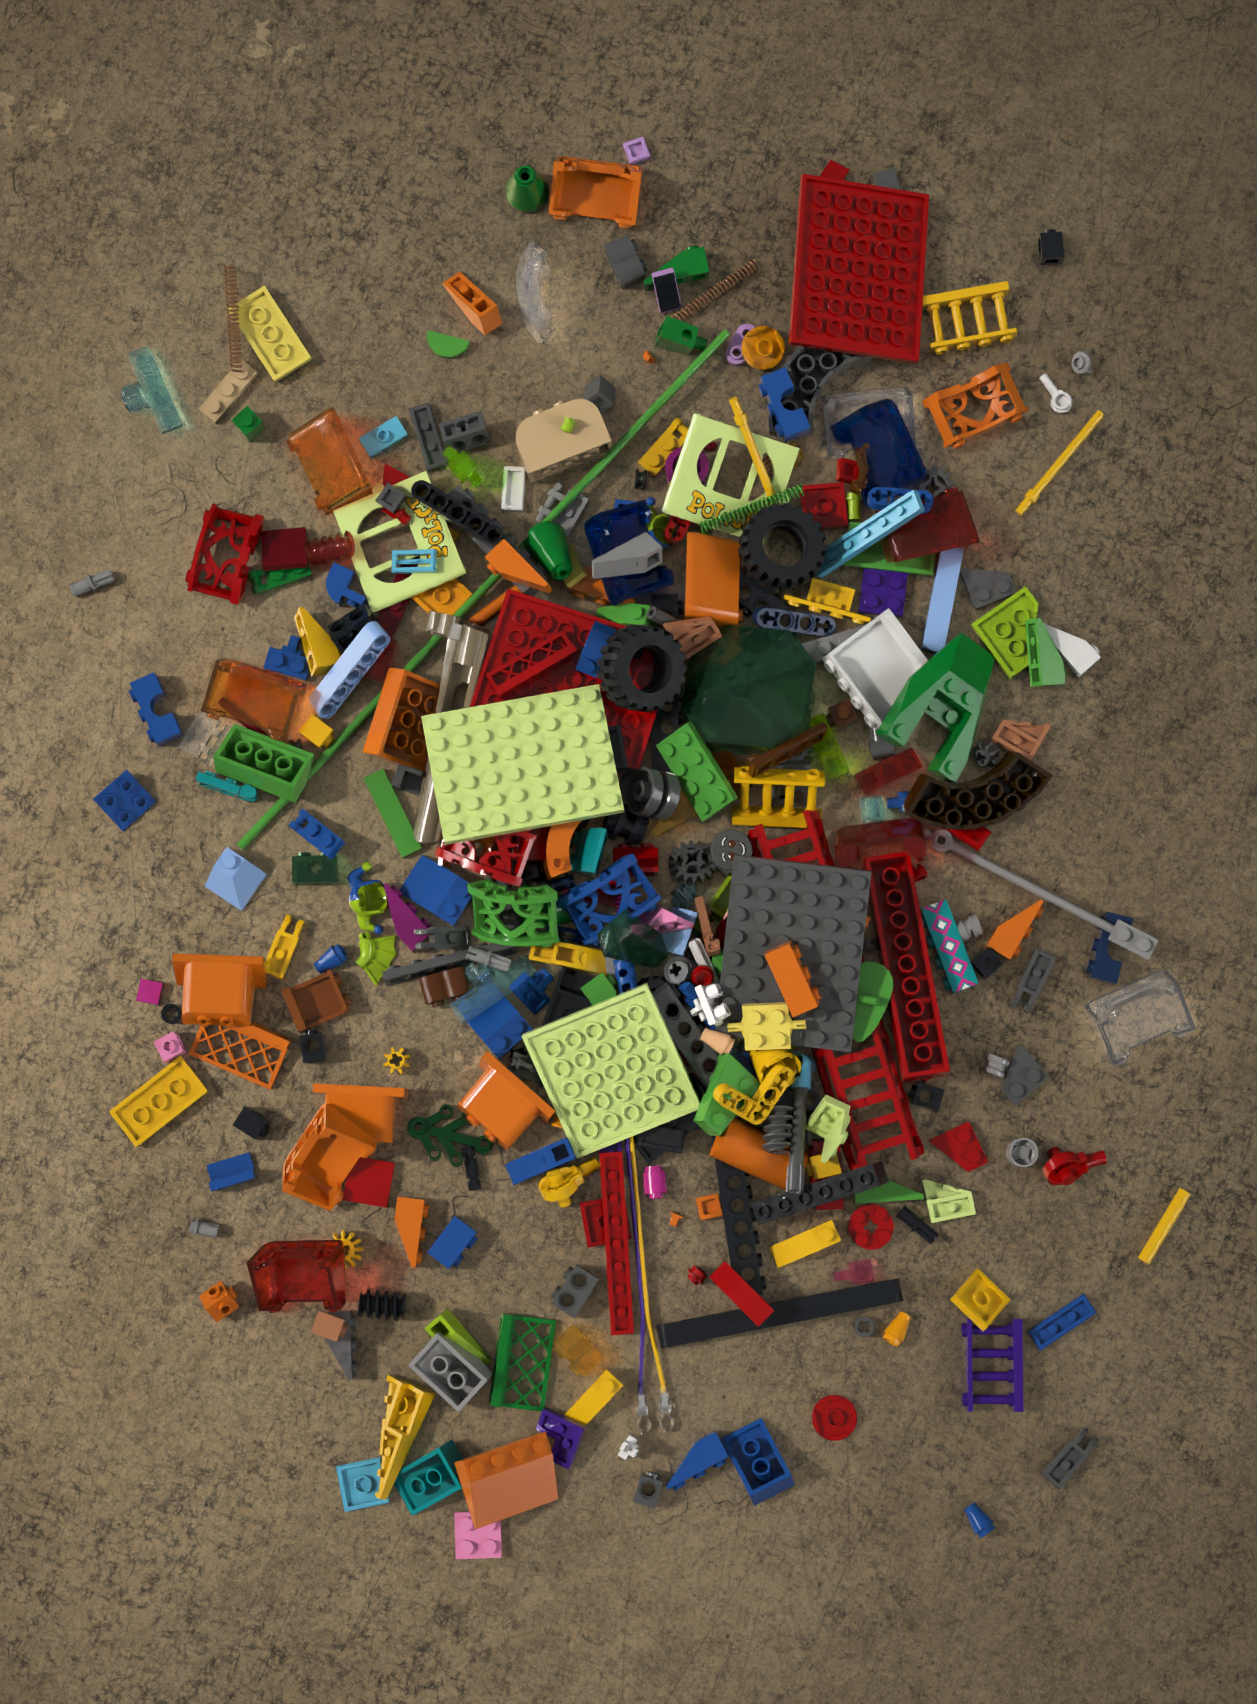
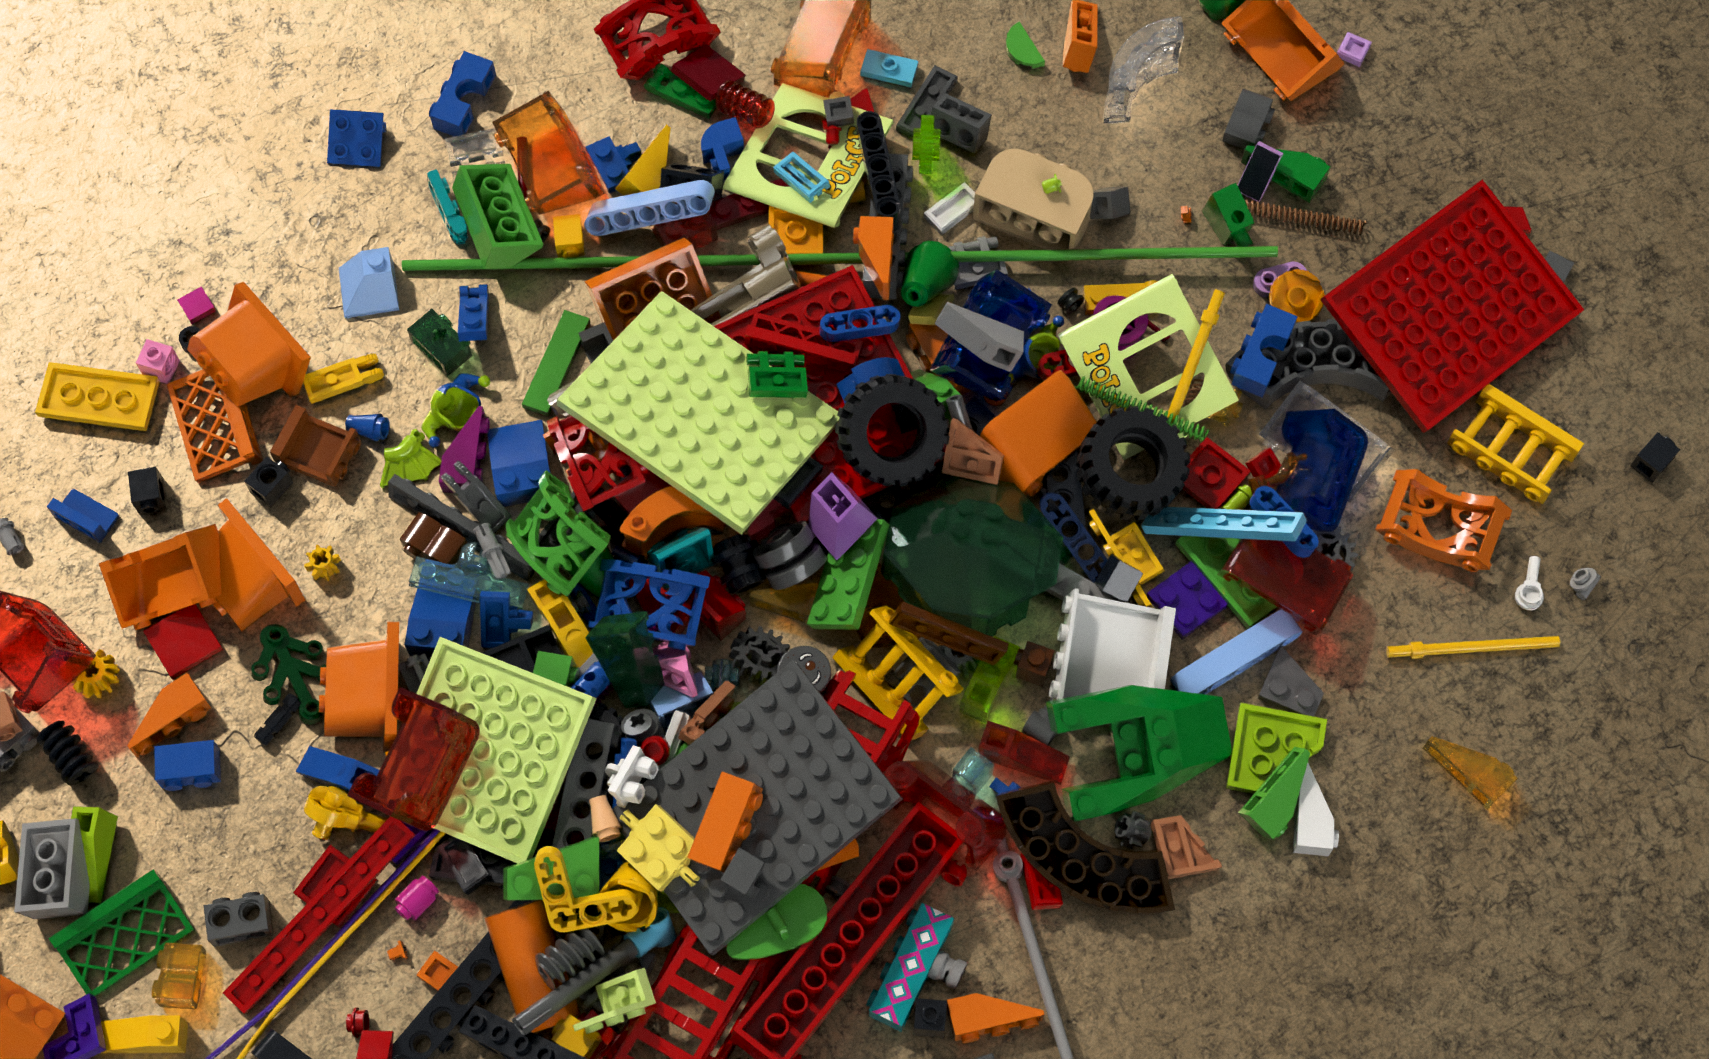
camera: 40 degrees right, 15 degrees down
(537, 630) = (867, 314): none -> blue beam
(548, 703) = (777, 381): none -> green plate
(587, 1114) = (420, 763): none -> clear red windscreen
(660, 745) = (838, 515): none -> medium lavender slope
(831, 994) = (743, 873): none -> dark grey panel
(839, 622) = (1118, 578): none -> panel
(1135, 534) = (1478, 773): none -> clear yellow slope

